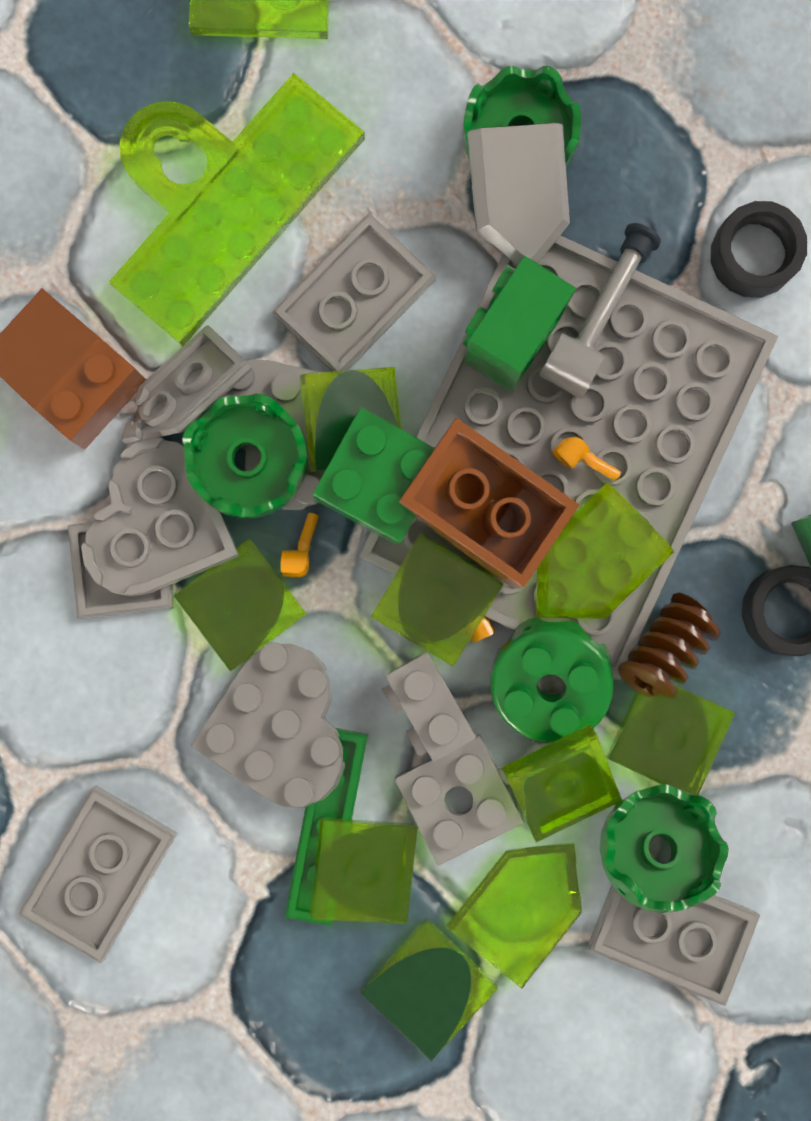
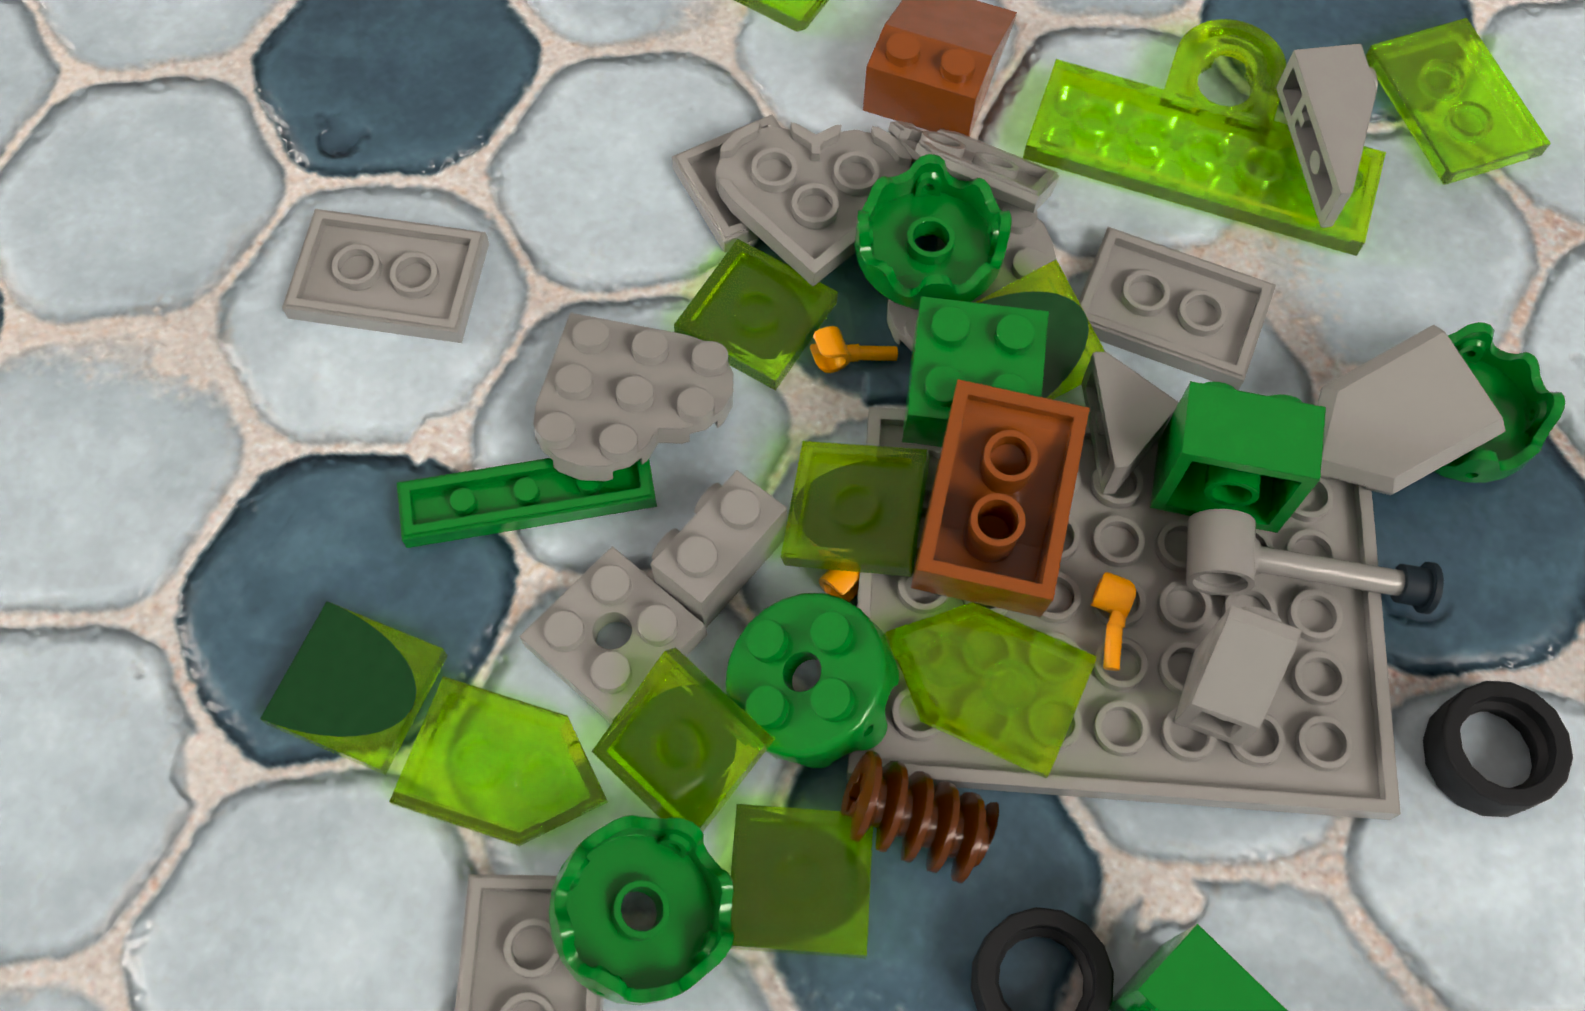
camera: 65 degrees right, 20 degrees down
(252, 101) = (1328, 113): none -> light grey slope
(363, 871) = (483, 549): clear neon green tile -> none
(449, 384) = (1123, 417): none -> light grey slope
(666, 404) = (1236, 674): none -> light grey slope

